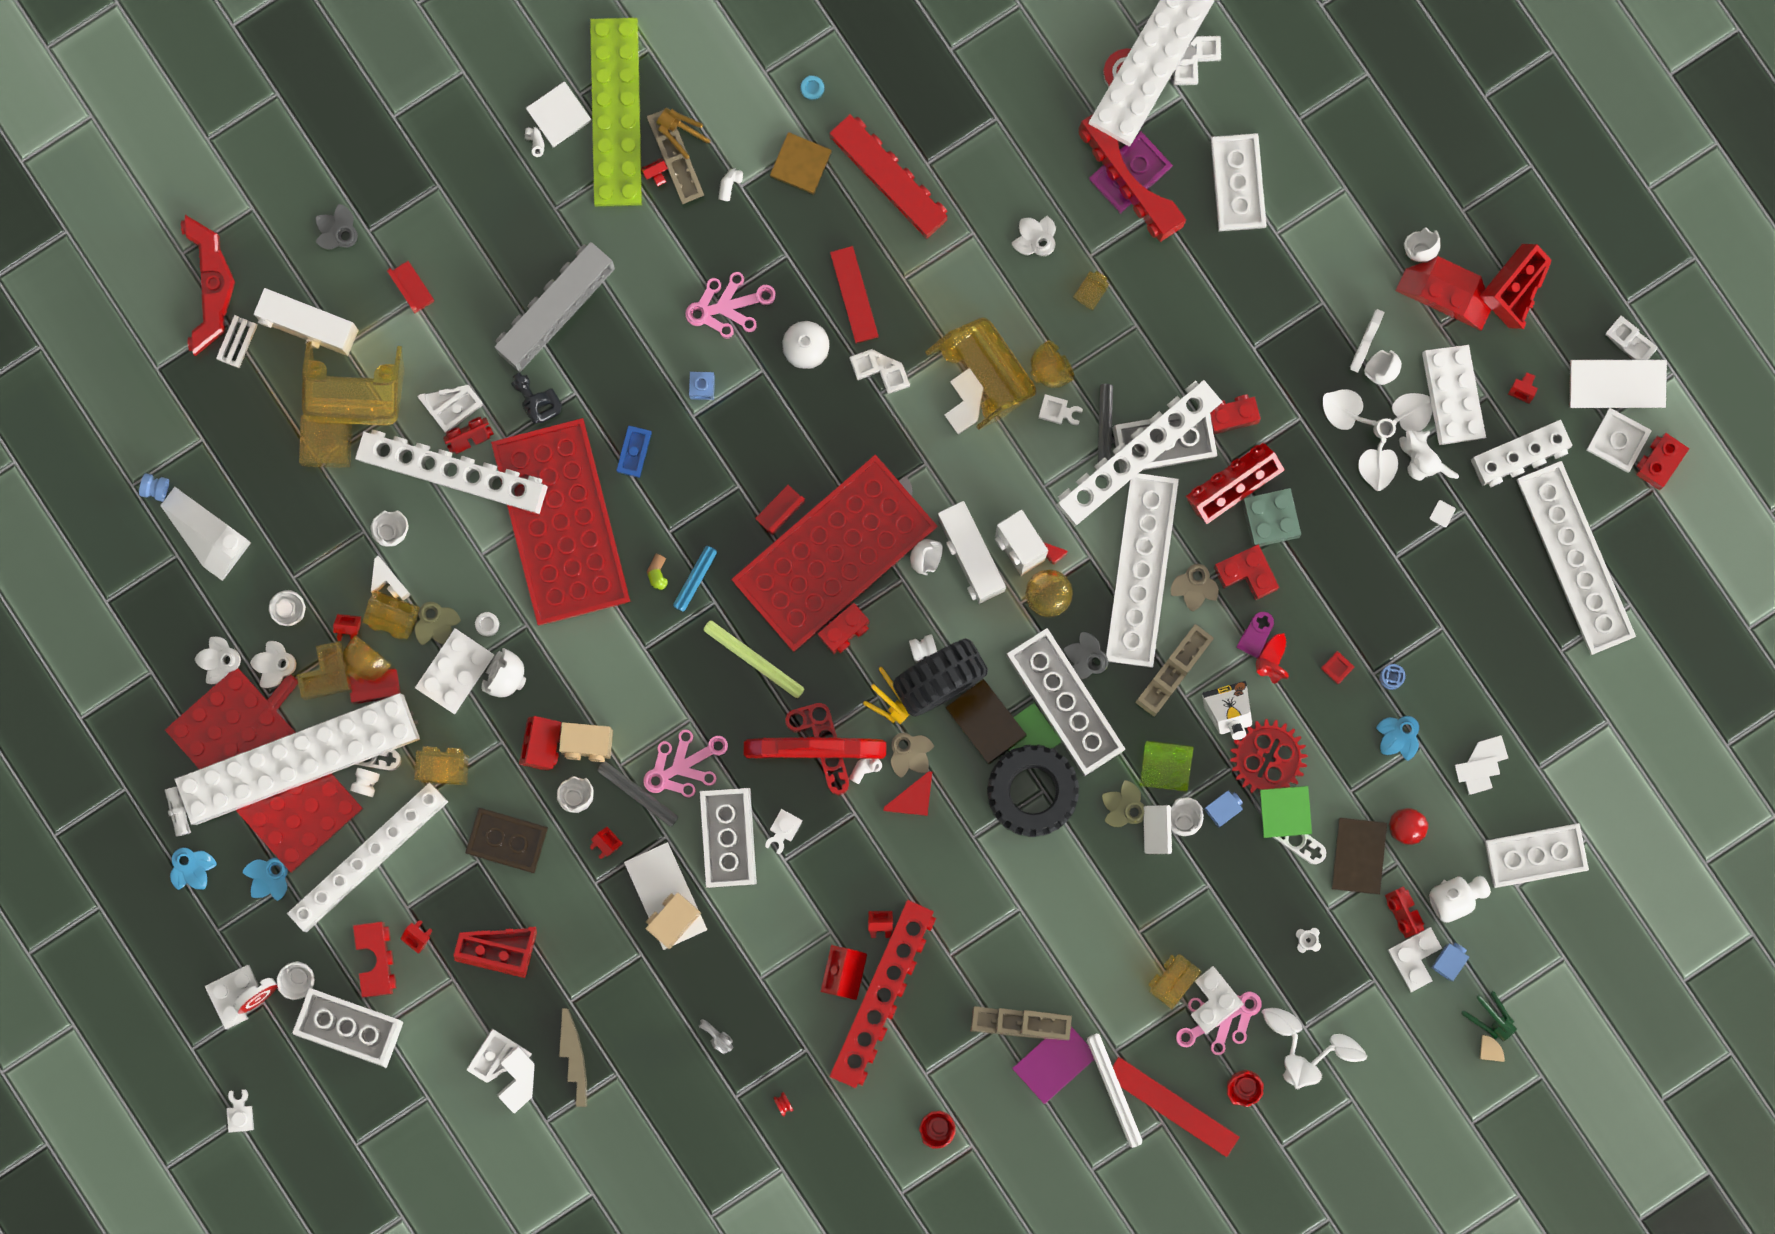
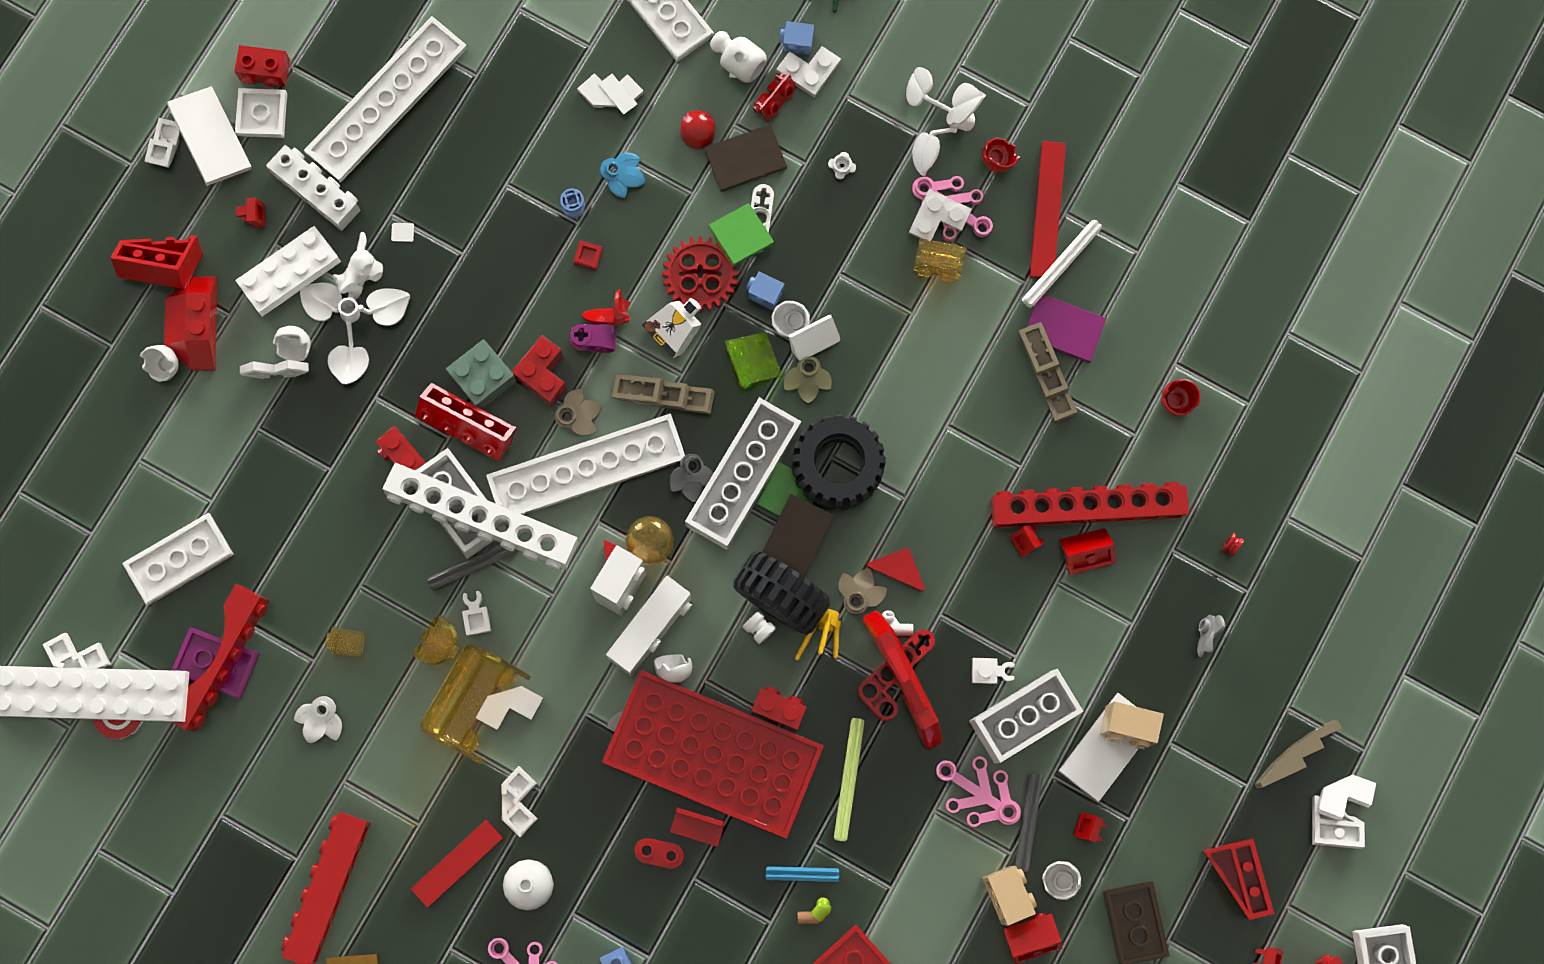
camera: 125 degrees left, 5 degrees down
(775, 467) = (659, 853): none -> red plate

